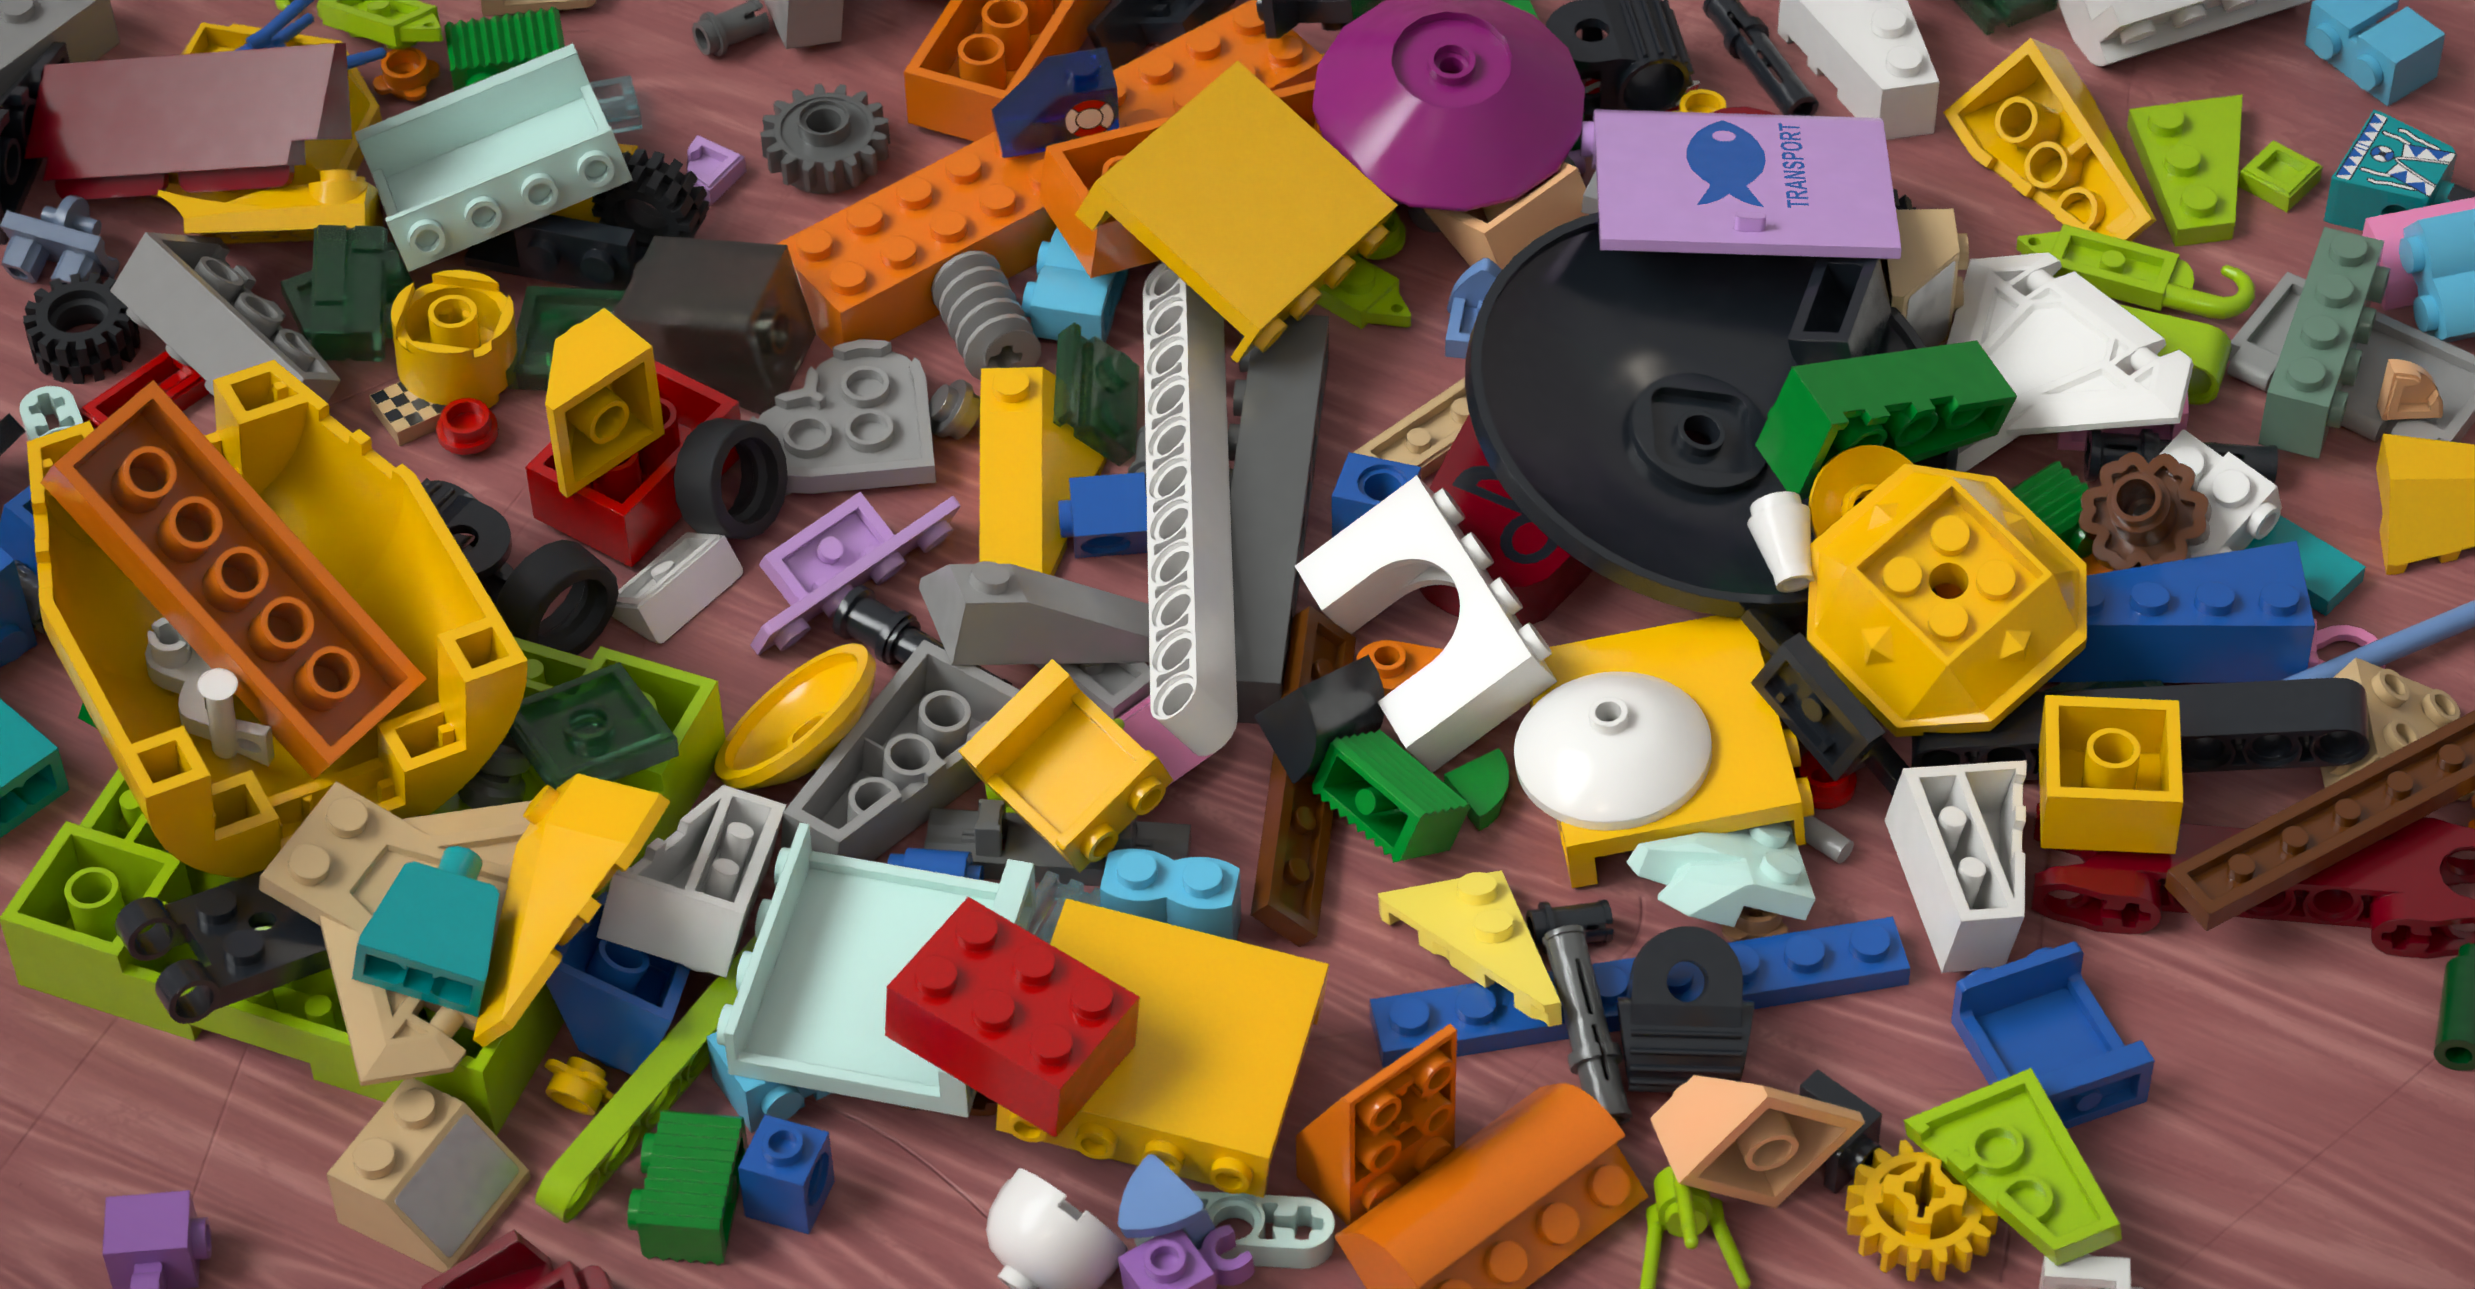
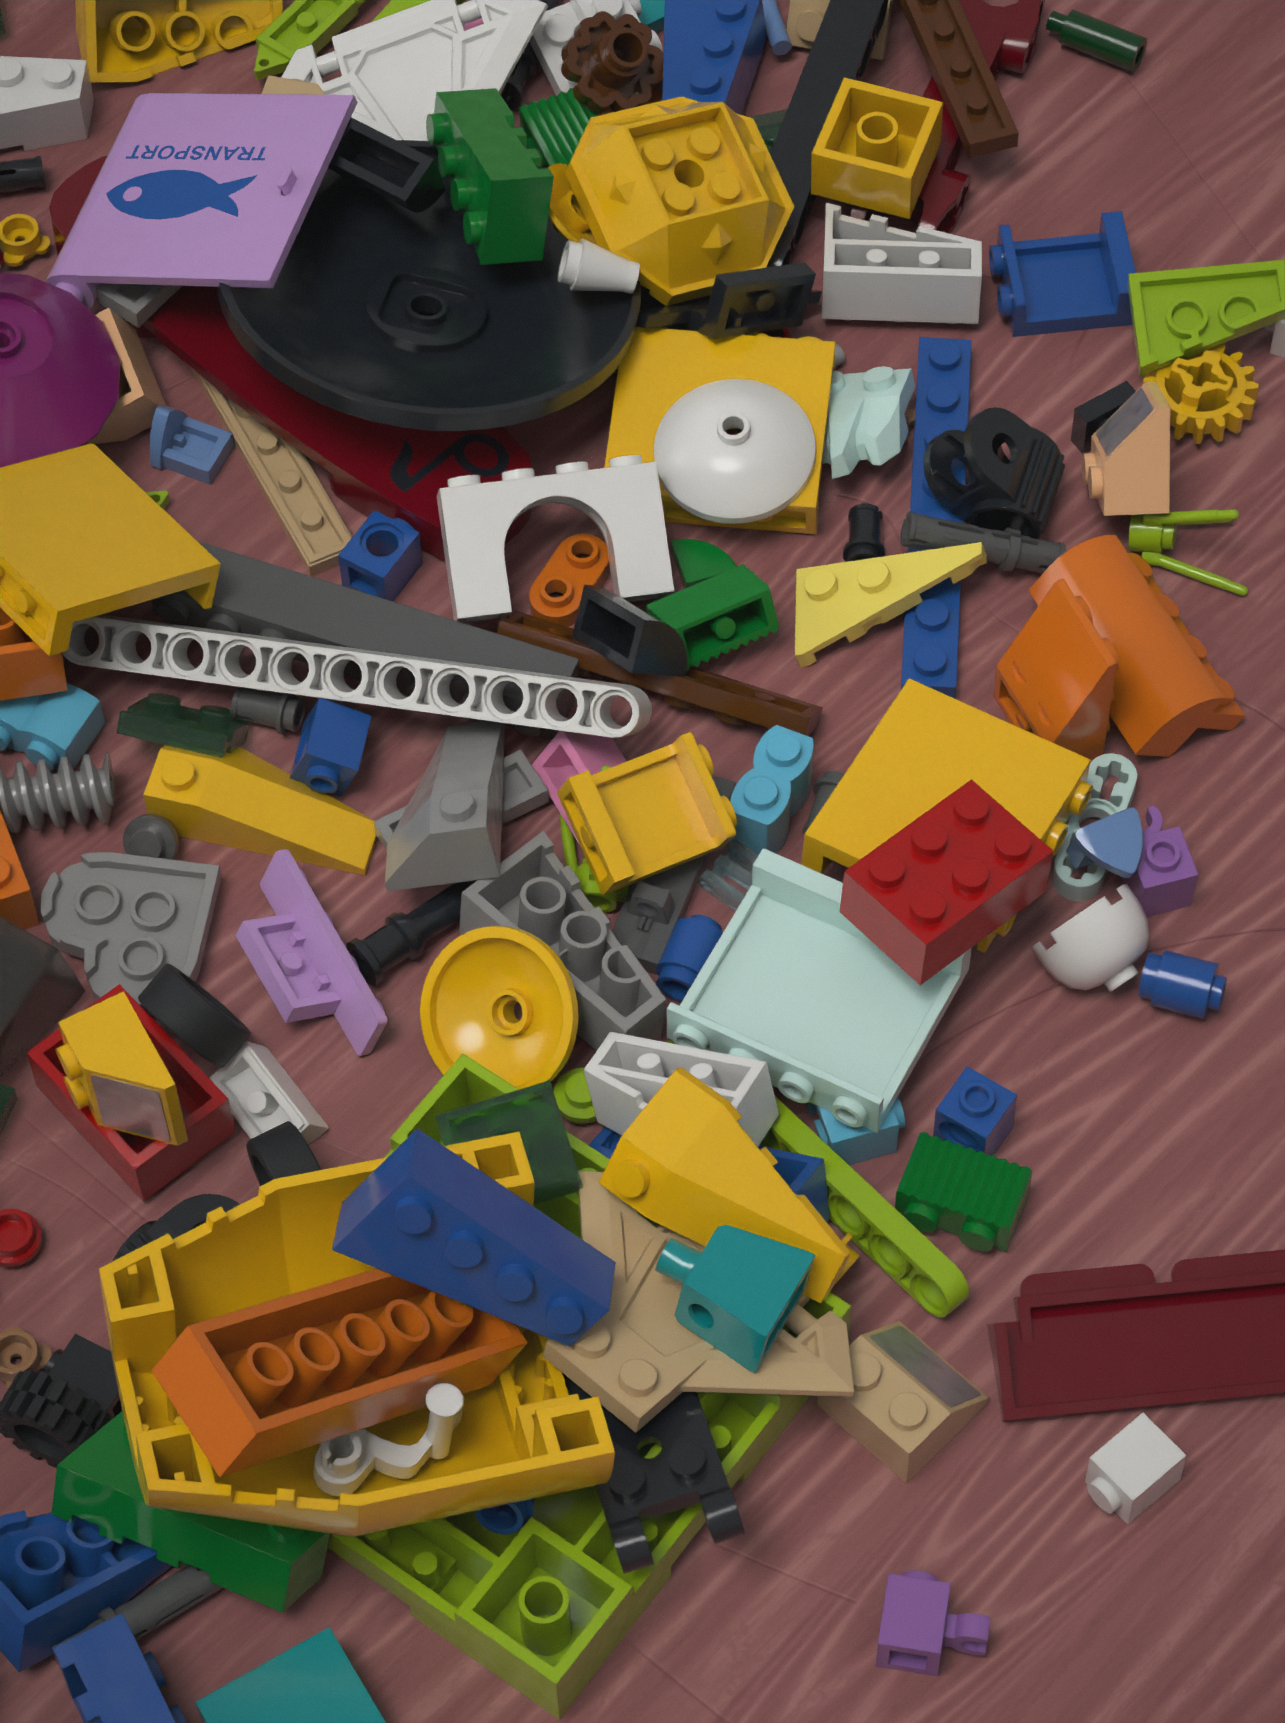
camera: 75 degrees left, 10 degrees up
(387, 661) = (473, 1241): none -> blue wedge

